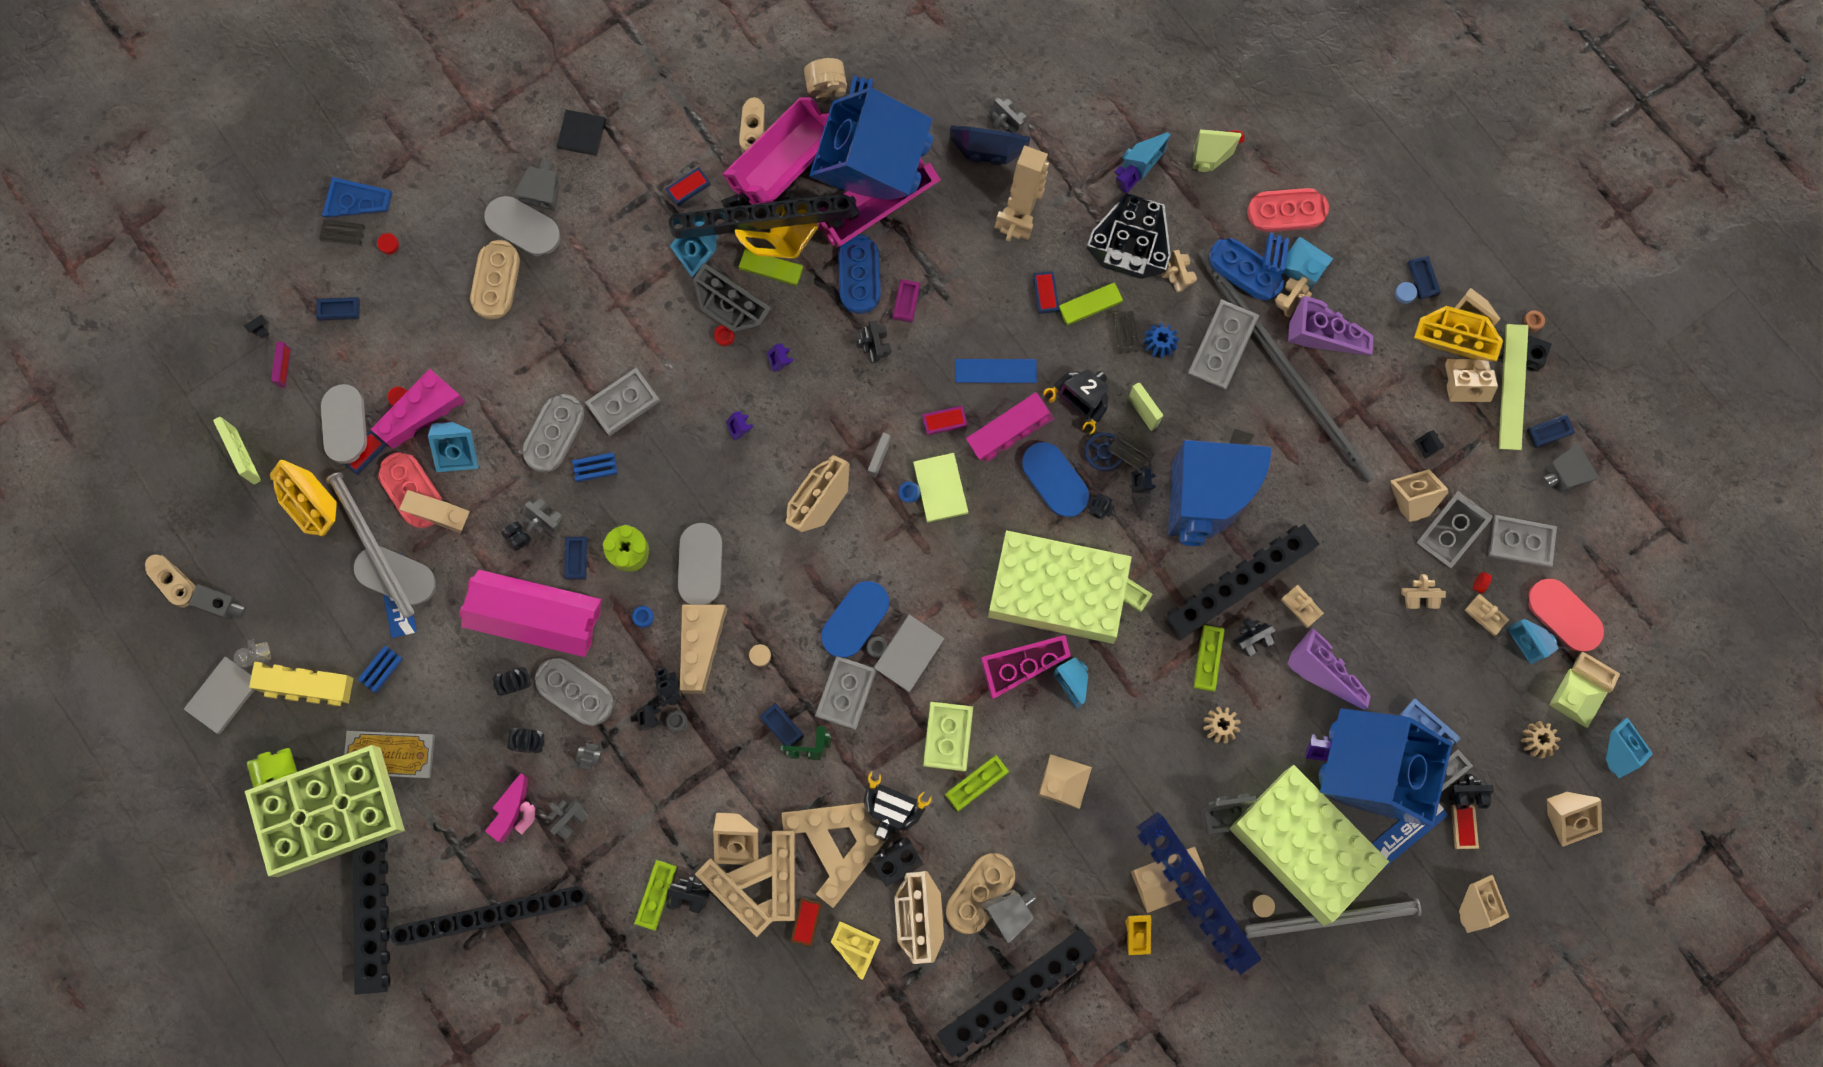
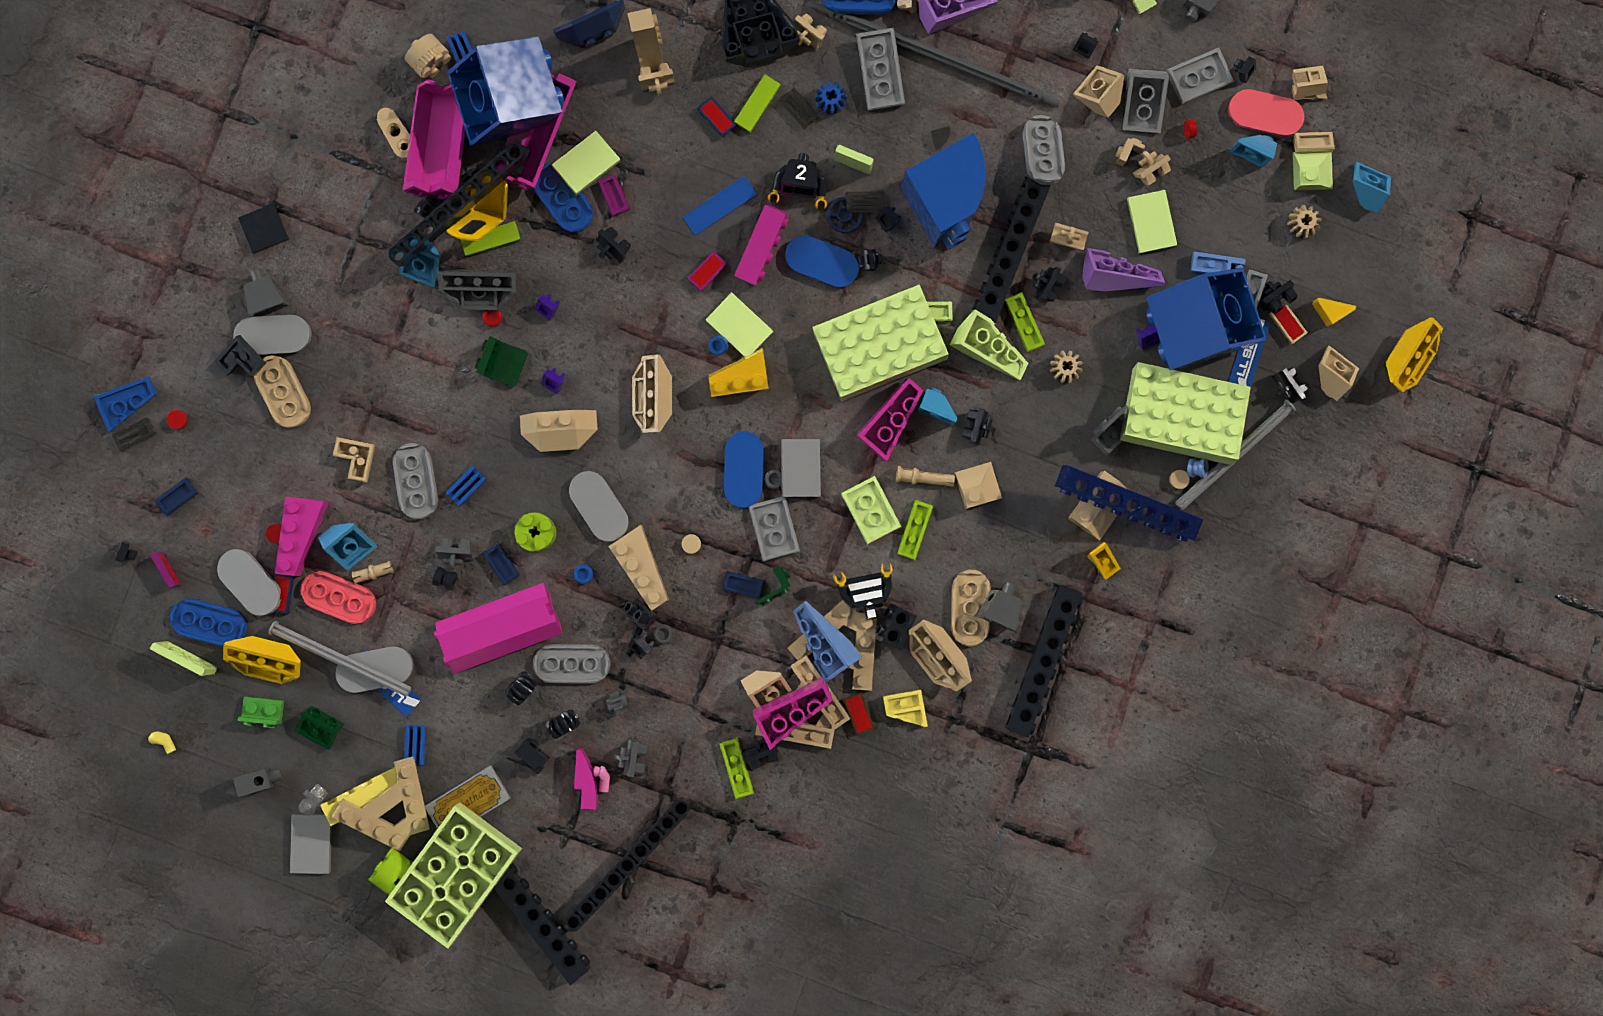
camera: 40 degrees left, 10 degrees up
(159, 570) = (193, 786): tan piece -> none
(165, 511) = (162, 739): none -> light yellow arm
(269, 544) = (261, 710): none -> bright green bracket
(282, 434) = (207, 622): none -> blue tile
(287, 703) = (368, 817): none -> tan plate
(307, 593) = (319, 727): none -> dark green bracket
(434, 511) = (369, 601): tan slope -> none
(456, 487) = (372, 572): none -> tan pin
(477, 751) = (531, 755): none -> black piece
(482, 223) = (242, 354): none -> black plate
(521, 377) = (360, 455): none -> tan brick
(622, 401) = (451, 421): light grey tile -> none
(688, 186) = (379, 216): tile -> none
(703, 378) = (501, 361): none -> dark green bracket
(713, 471) = (558, 429): none -> tan wedge
(738, 872) = (791, 711): none -> dark pink wedge
(821, 837) = (829, 646): none -> medium blue wedge
(879, 455) = (676, 332): light grey tile -> none
(901, 256) = (586, 162): none -> yellowish green tile
(910, 532) = (741, 376): none -> yellow wedge
(1010, 732) = (914, 476): none -> tan pin
(1104, 727) = (979, 417): none -> black hips
(1158, 652) = (985, 343): none -> yellowish green wedge
(1288, 906) = (1197, 468): none -> medium blue wheel
(1329, 512) = (1043, 150): none -> light grey tile
(1391, 644) = (1152, 221): none -> yellowish green tile
(1416, 560) = (1123, 152): none -> tan bracket
(1427, 887) = (1288, 386): none -> black hips
(1486, 615) = (1208, 152): tan hips -> none
(1515, 842) = (1332, 311): none -> yellow slope
(1570, 562) = (1245, 68): none -> black tile
(1572, 938) = (1413, 354): none -> yellow wedge
(1574, 816) = (1362, 263): tan slope -> none
(1624, 614) = (1309, 83): none -> tan piece

